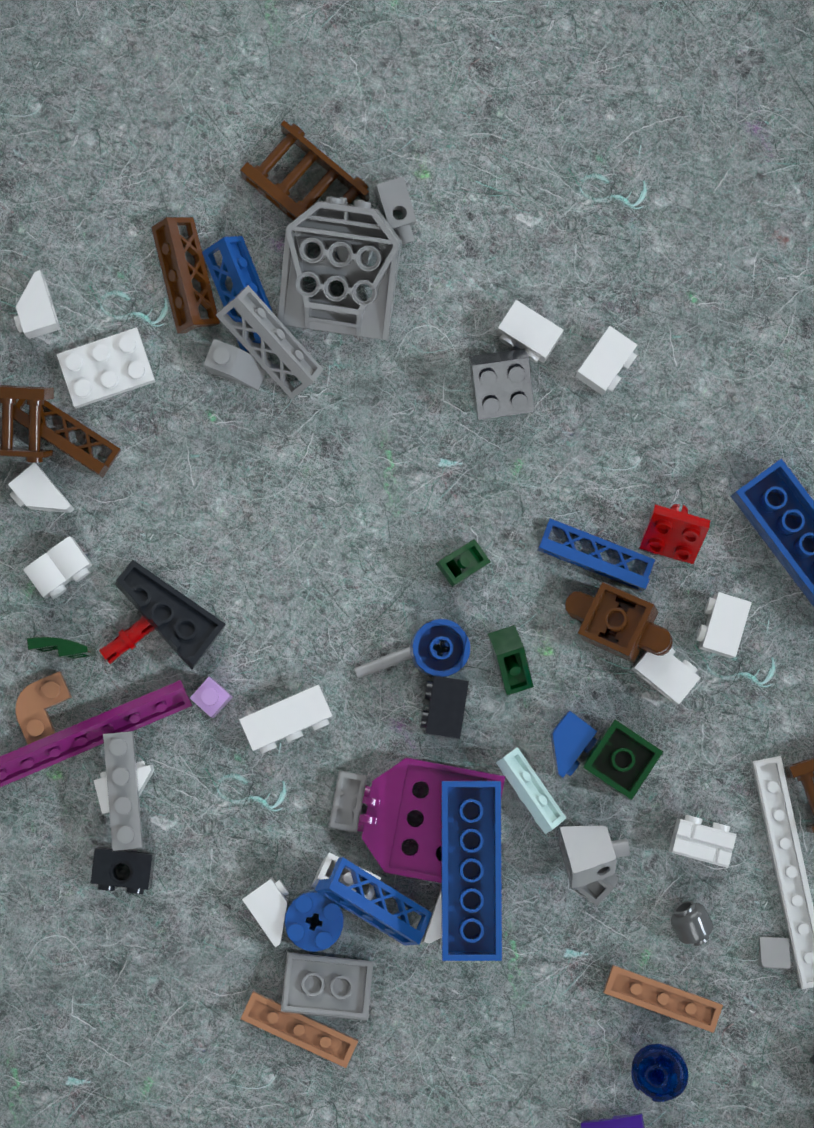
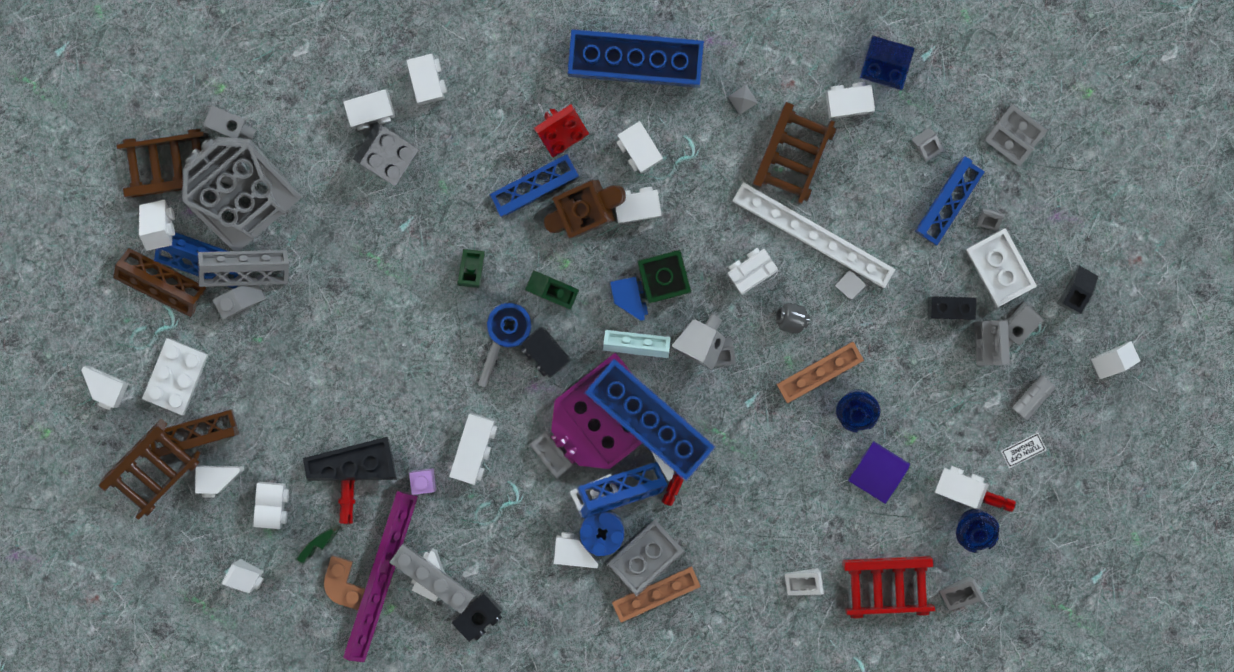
camera: 45 degrees left, 5 degrees up
(239, 223) = (156, 224): none -> white brick
(418, 953) = (672, 489): none -> red axle

